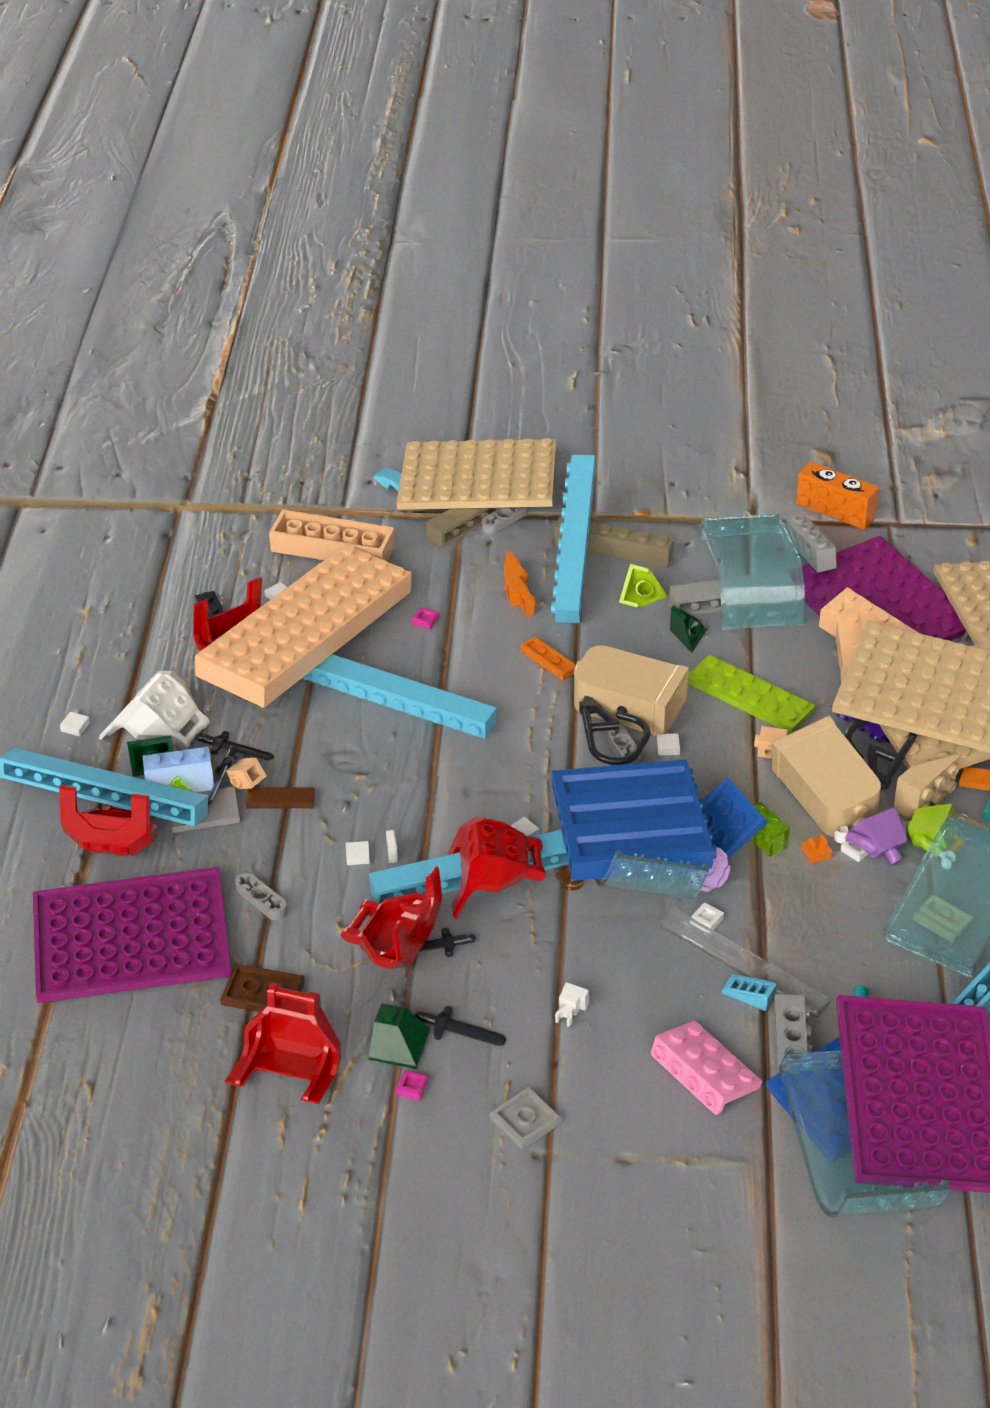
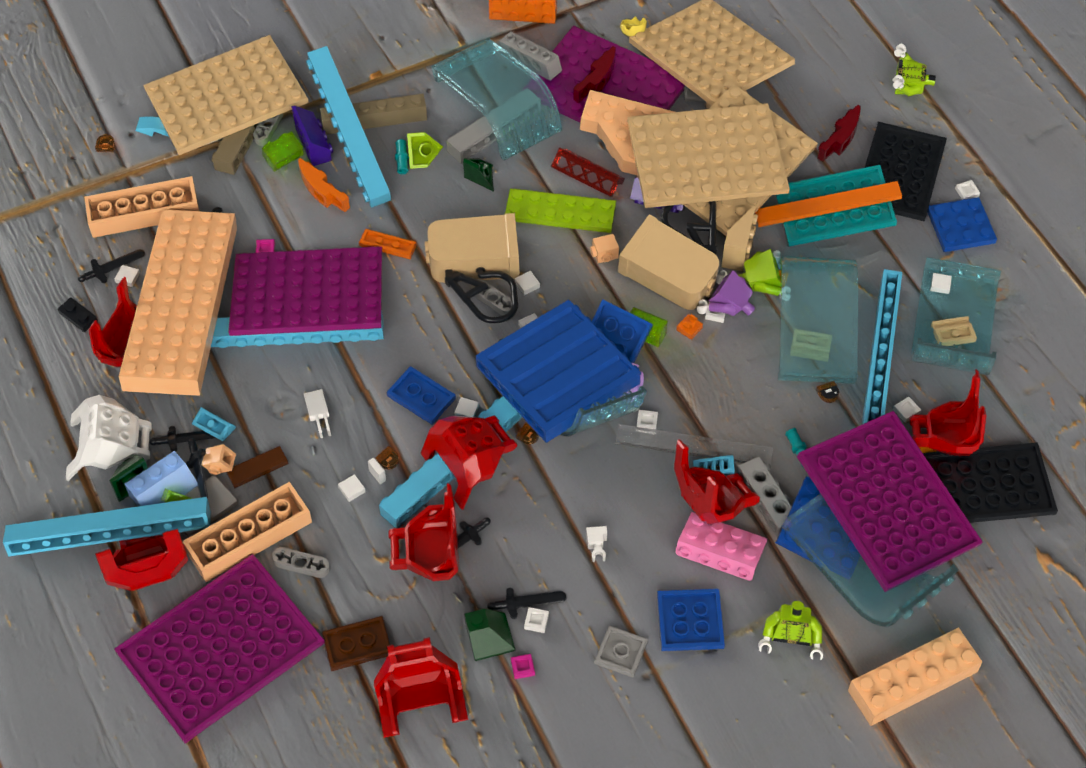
camera: 30 degrees left, 15 degrees up
(74, 724) = (36, 476): white tile -> none
(227, 844) = (247, 531): none -> light nougat brick
(265, 579) = (100, 270): none -> black sword
(265, 744) = (213, 424): none -> medium azure slope
(339, 480) = (105, 143): none -> clear orange tile
(373, 770) = (317, 409): none -> white arm
(412, 842) = (388, 458): none -> clear orange tile
(436, 665) = (306, 291): none -> magenta plate
(456, 1047) = (536, 620): none -> white plate
(485, 797) = (421, 395): none -> blue plate
(499, 540) = (282, 151): none -> clear neon green brick
(537, 537) = (311, 136): none -> dark purple slope
(615, 589) = (401, 156): none -> teal pin
(620, 1120) = (690, 620): none -> blue plate
(724, 1007) = (710, 491): none -> red piece
(729, 1174) = (793, 625): none -> lime torso
(808, 665) = (593, 167): none -> clear red fence
(839, 1289) = (914, 676): none -> light nougat brick
(876, 583) = (598, 78): none -> dark red slope
(933, 972) = (828, 392): none -> tile
(941, 555) = (633, 26): none -> light yellow hair

